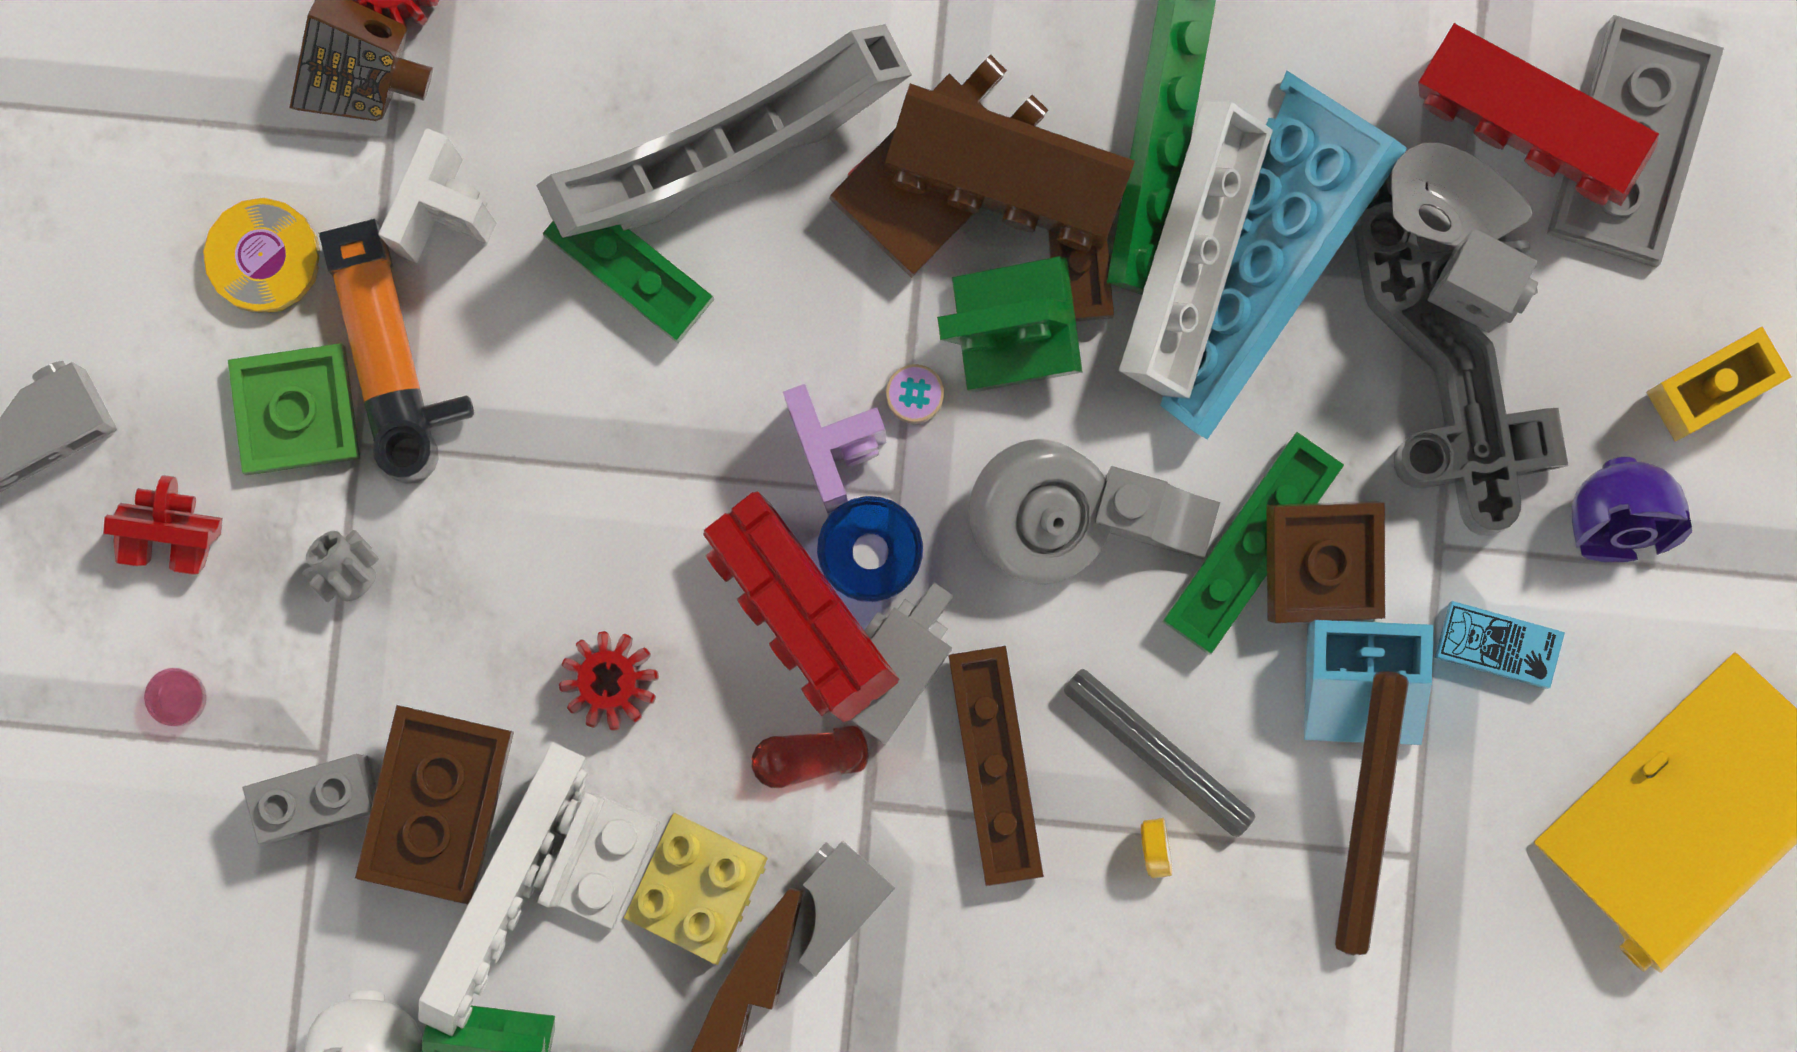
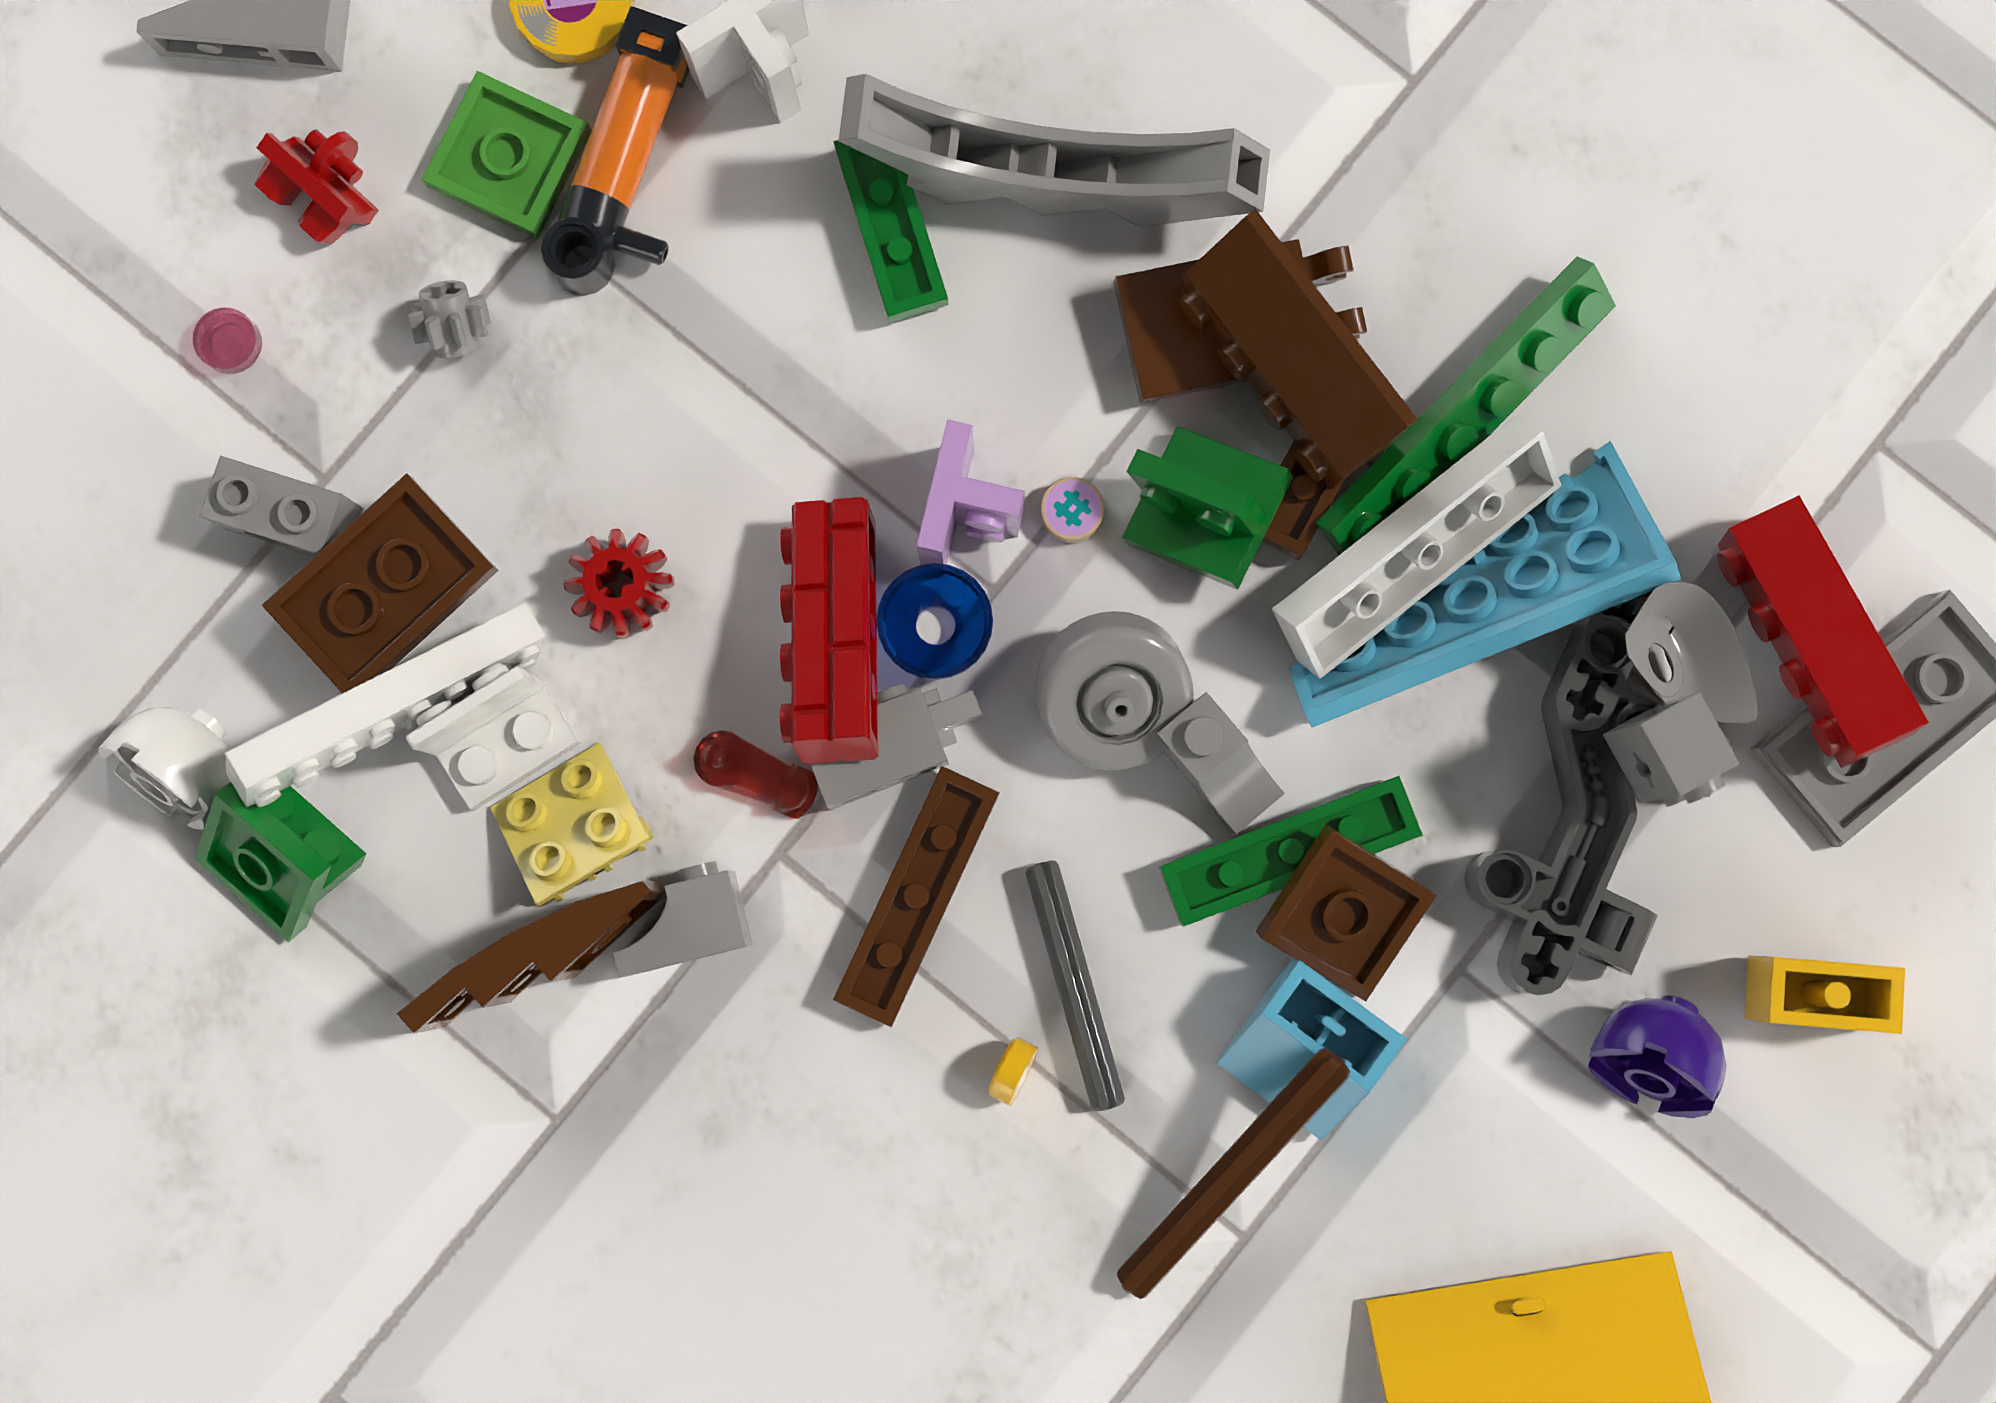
camera: 30 degrees right, 0 degrees up
(1499, 645) = (1455, 1097): medium azure tile -> none

